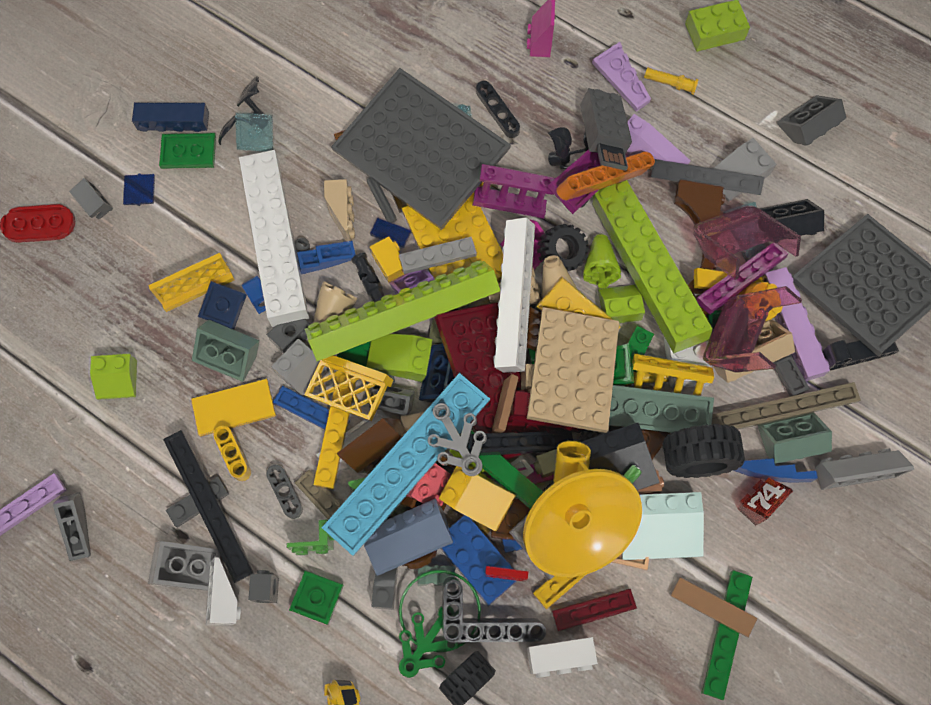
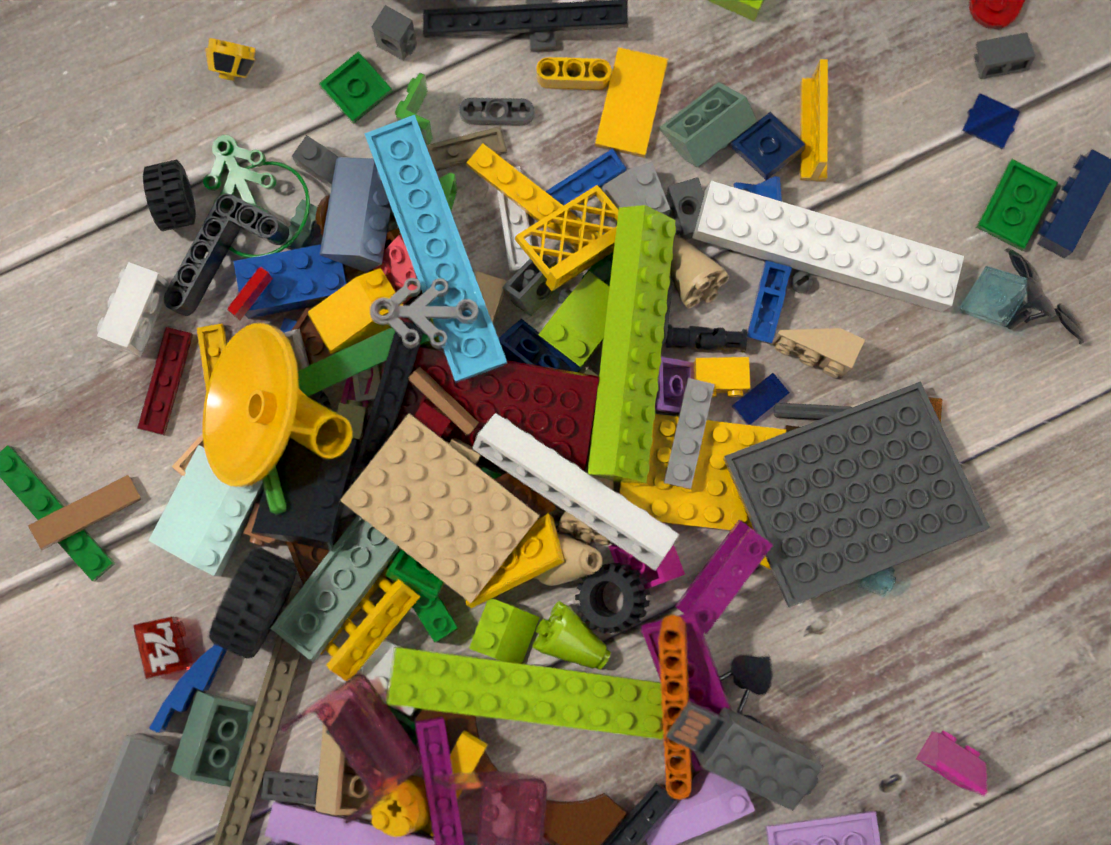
camera: 115 degrees right, 10 degrees up
(372, 445) = (484, 231): reddish brown slope -> none
(499, 108) = (868, 637): black beam -> none

